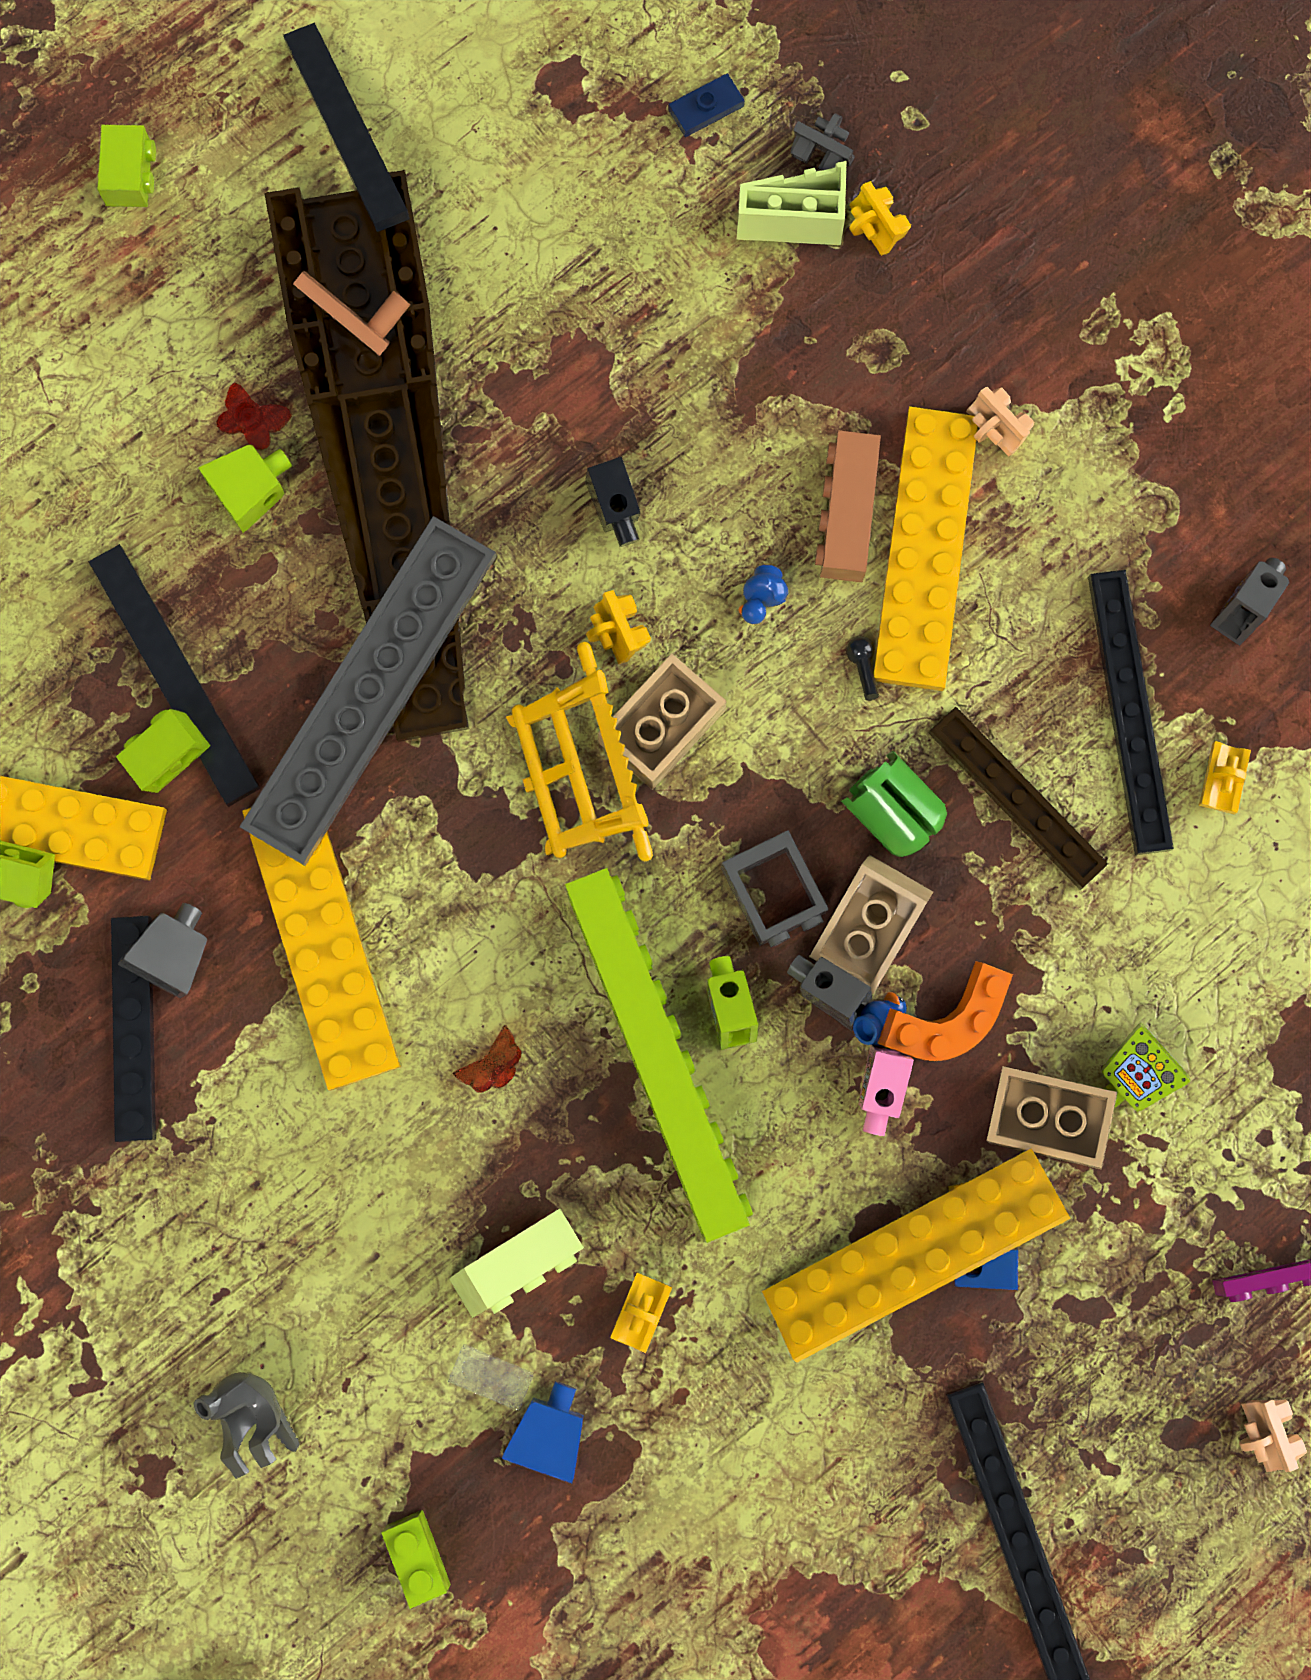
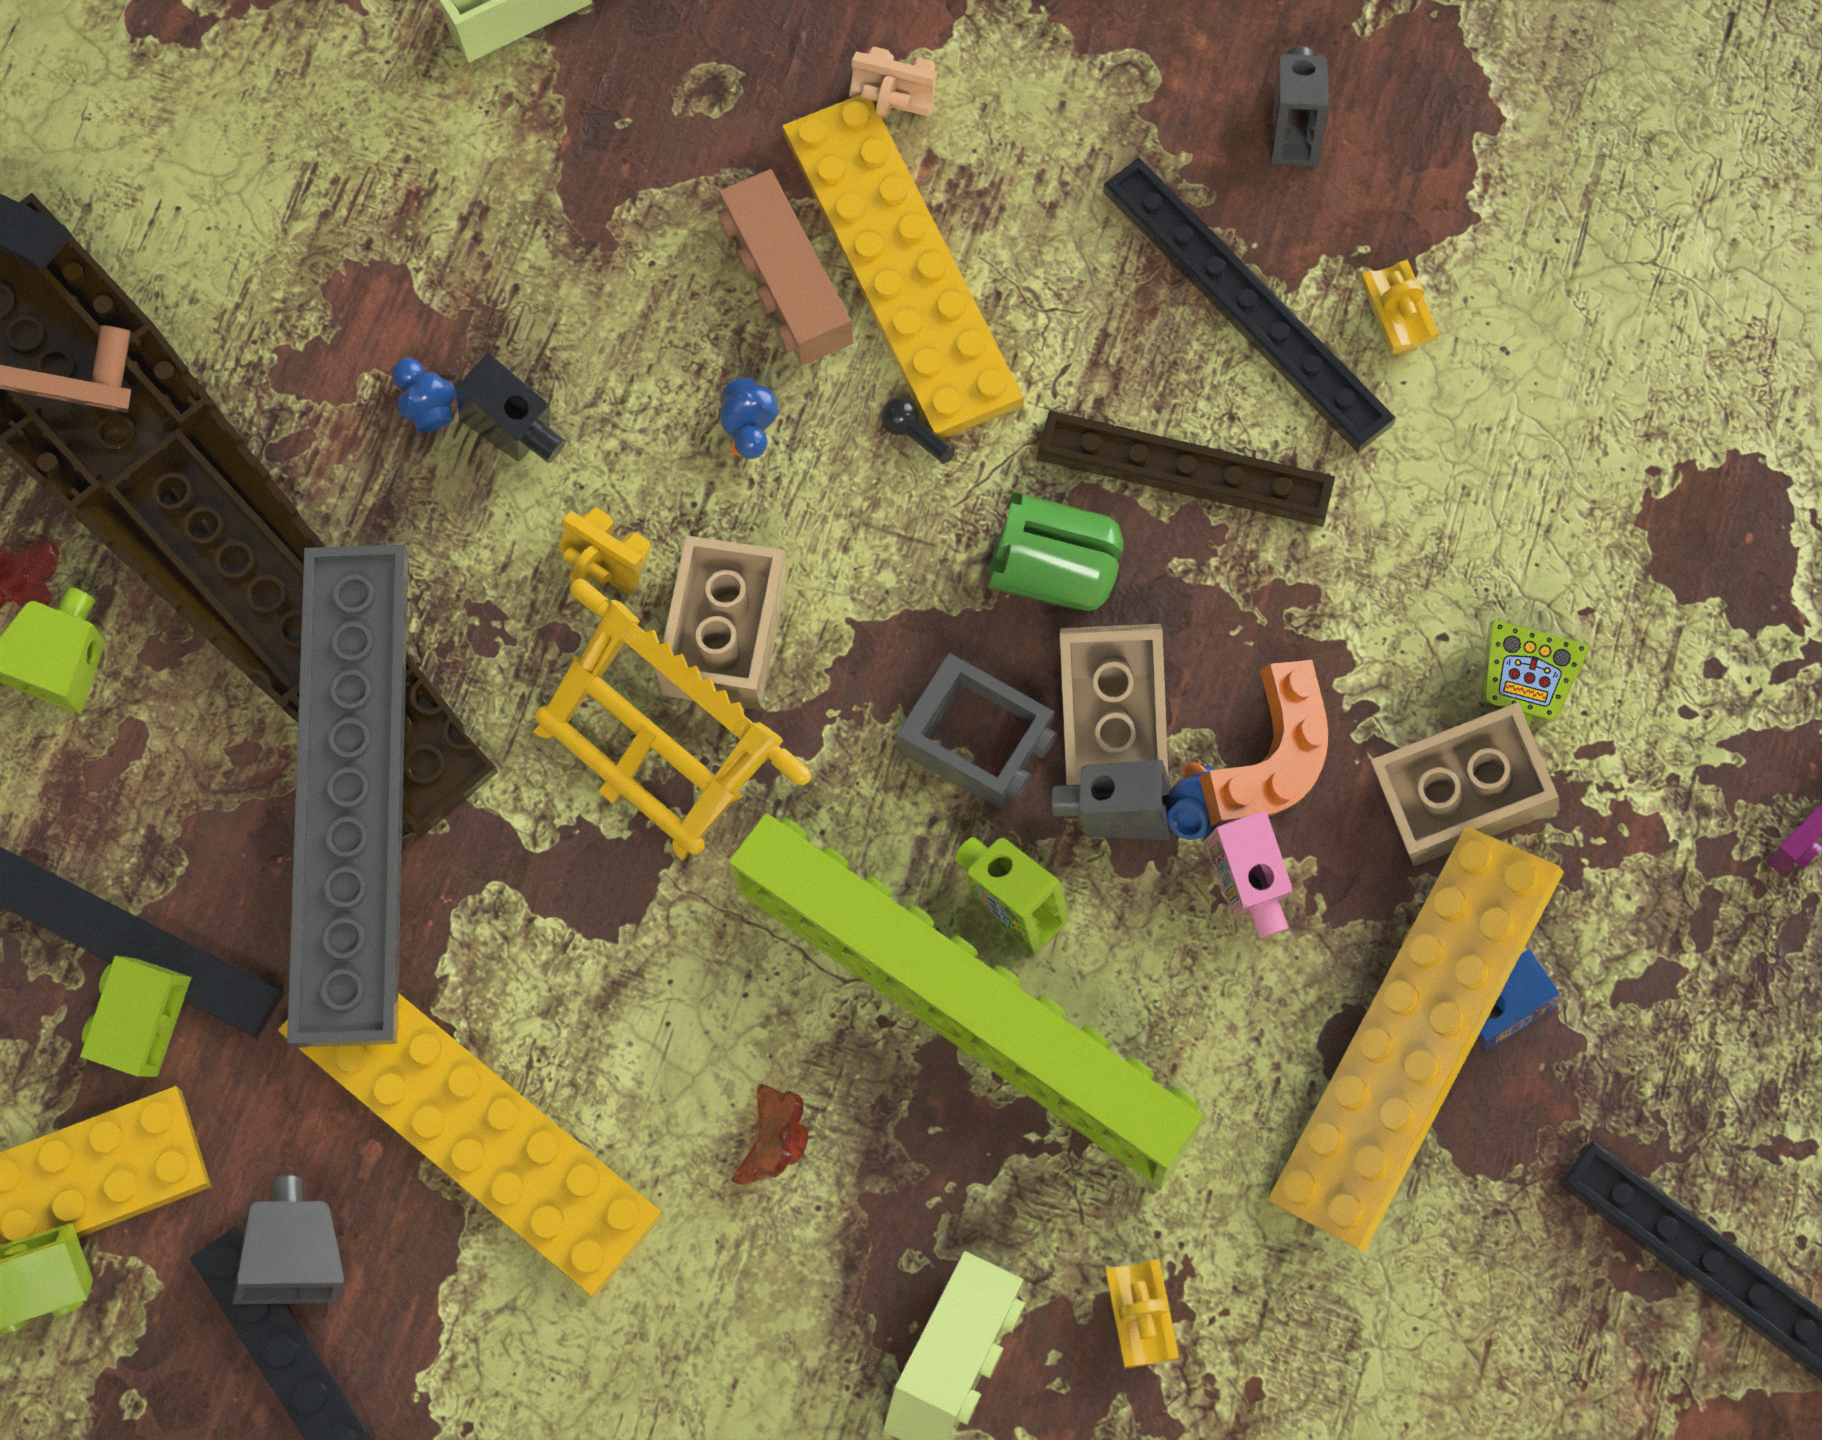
camera: 25 degrees left, 10 degrees down
(571, 455) = (424, 396): none -> blue animal

